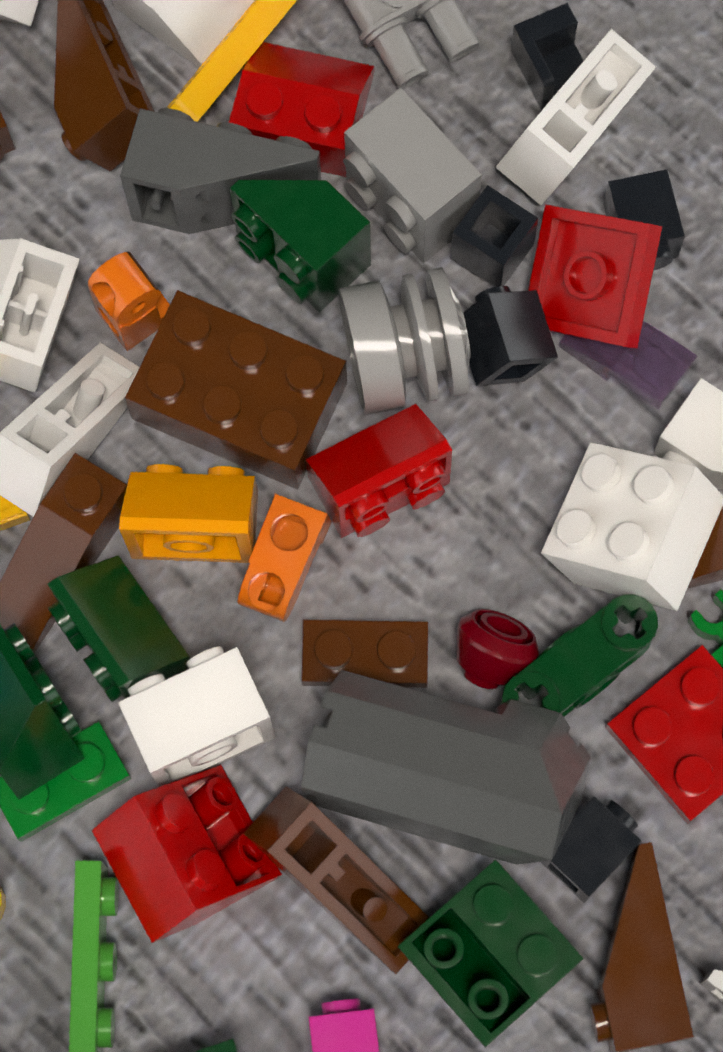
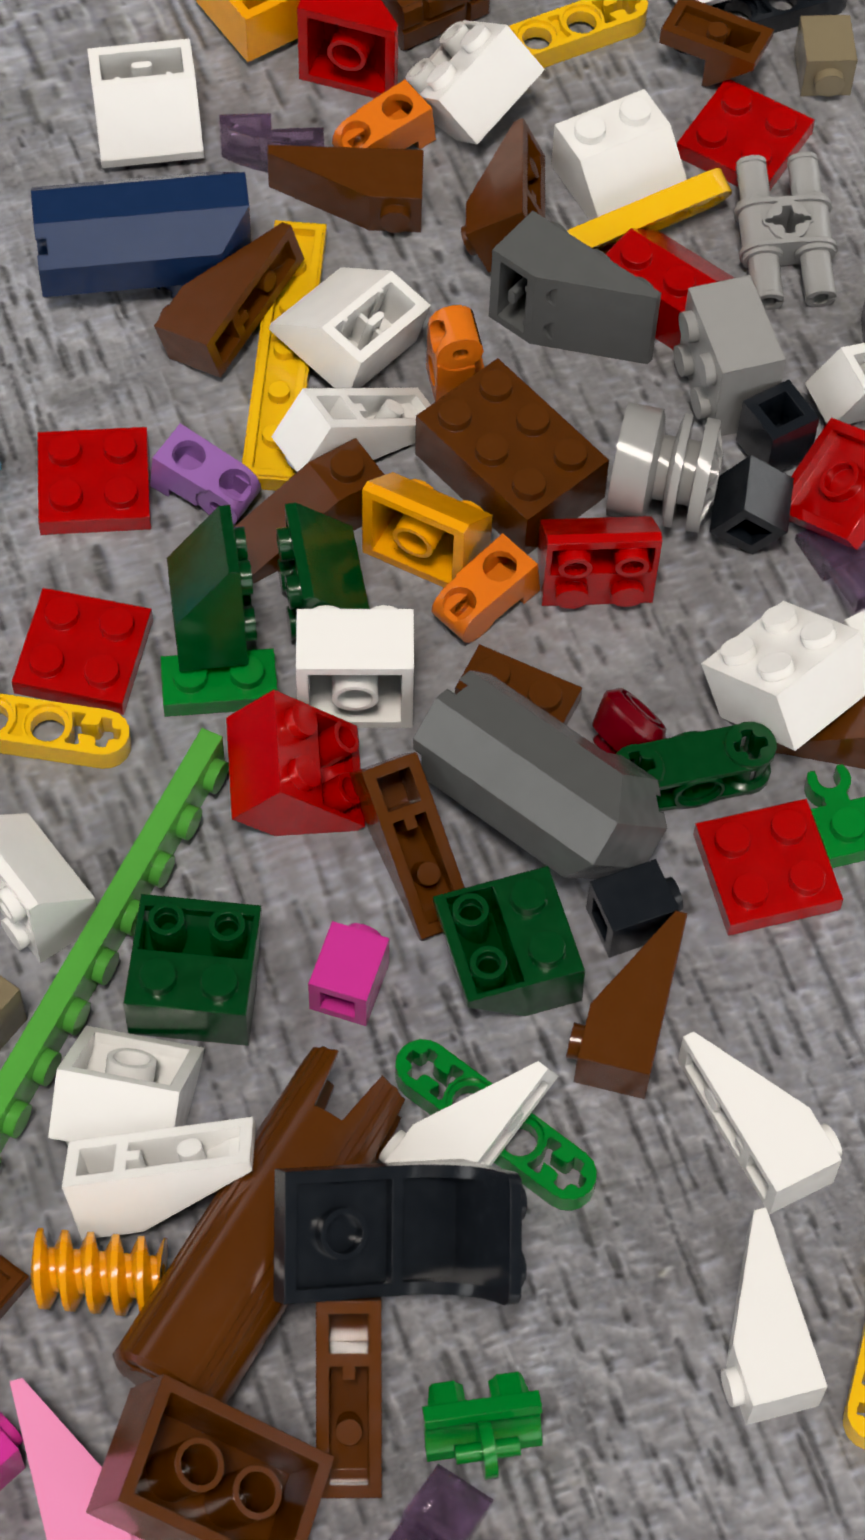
camera: 20 degrees right, 15 degrees down
(304, 234) = (618, 358): dark green slope -> none

